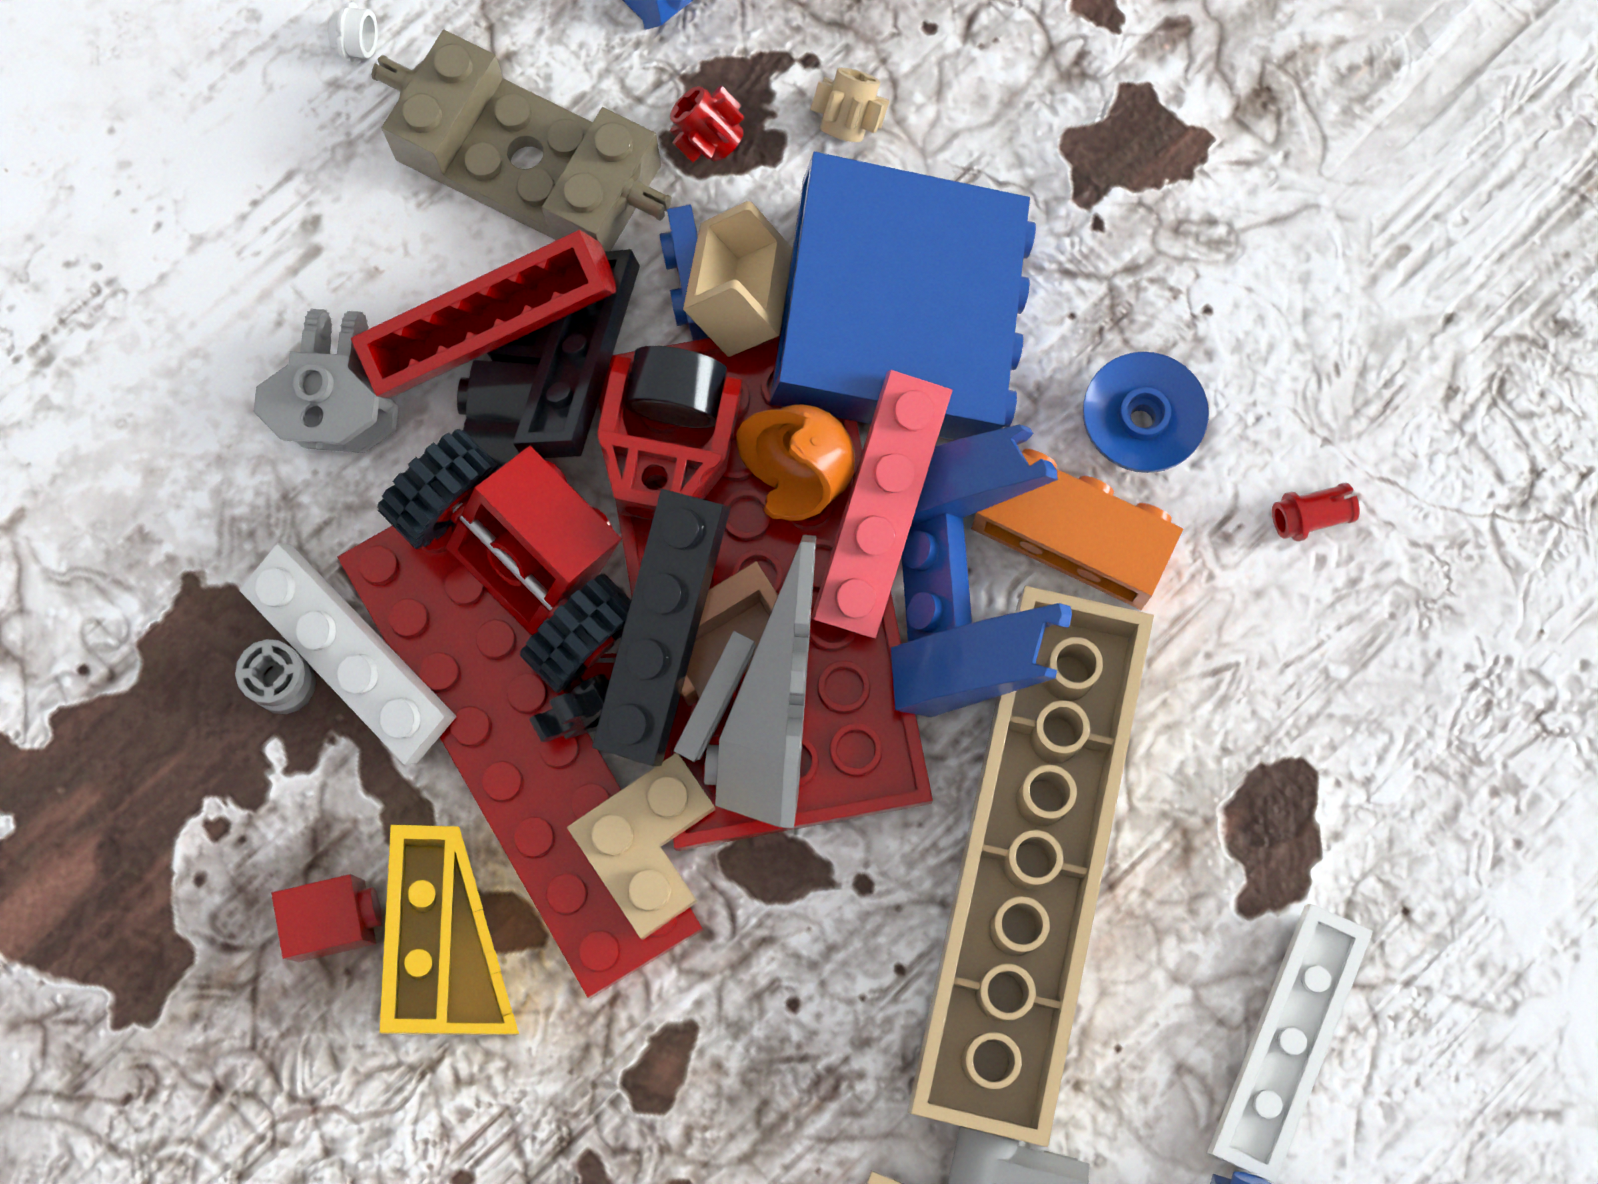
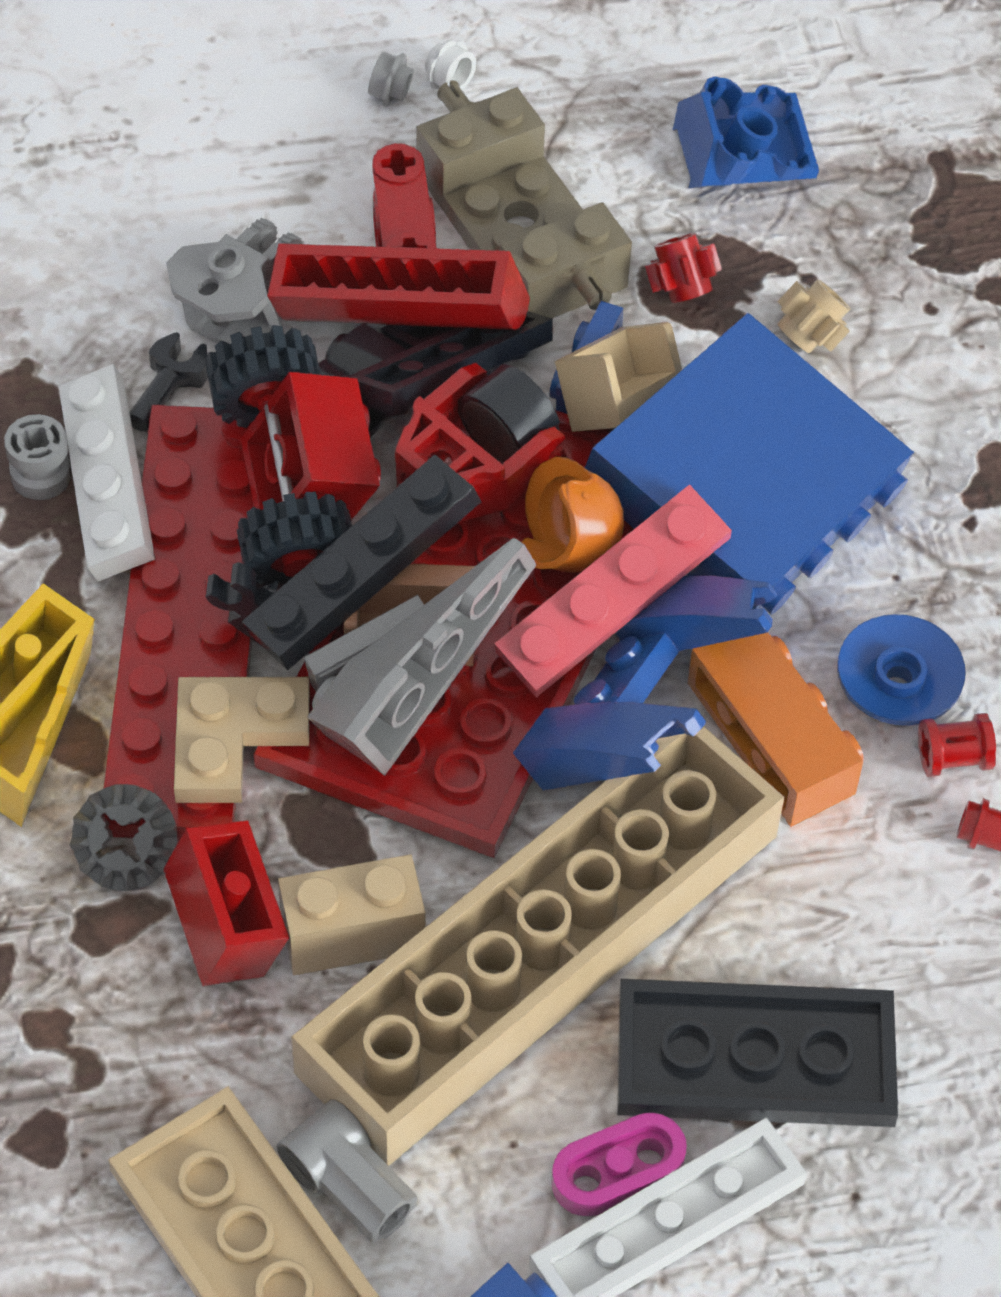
camera: 30 degrees right, 20 degrees down
(309, 78) = (390, 78): none -> light grey plate
(329, 516) = (169, 377): none -> black bar
(425, 220) = (401, 199): none -> red piece
(608, 976) = (153, 842): none -> dark grey gear
(756, 1011) = (225, 903): none -> red brick
(862, 944) = (350, 913): none -> tan brick
(1220, 1021) = (614, 1162): none -> dark pink plate
(1233, 453) = (957, 744): none -> red bush
(1259, 846) = (757, 1052): none -> black plate

